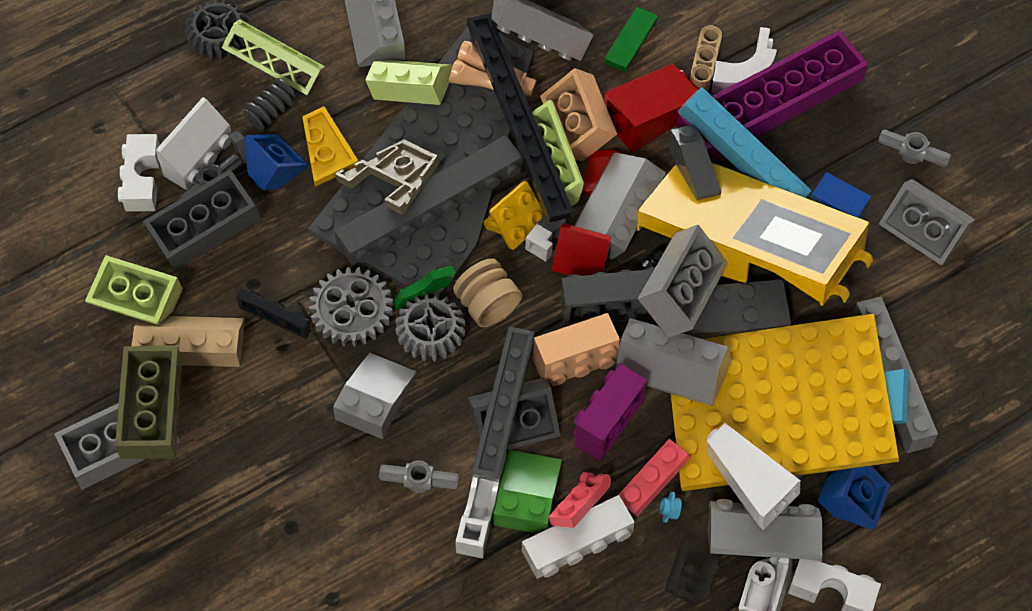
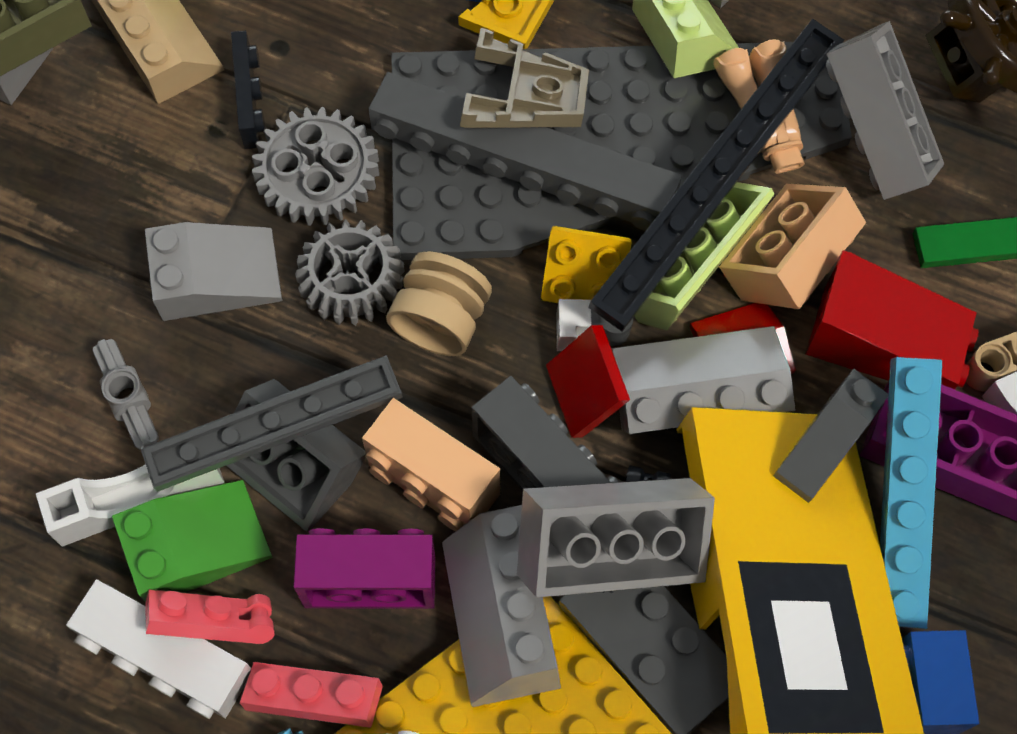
camera: 55 degrees right, 5 degrees up
(428, 284) = (399, 225): green tile -> none

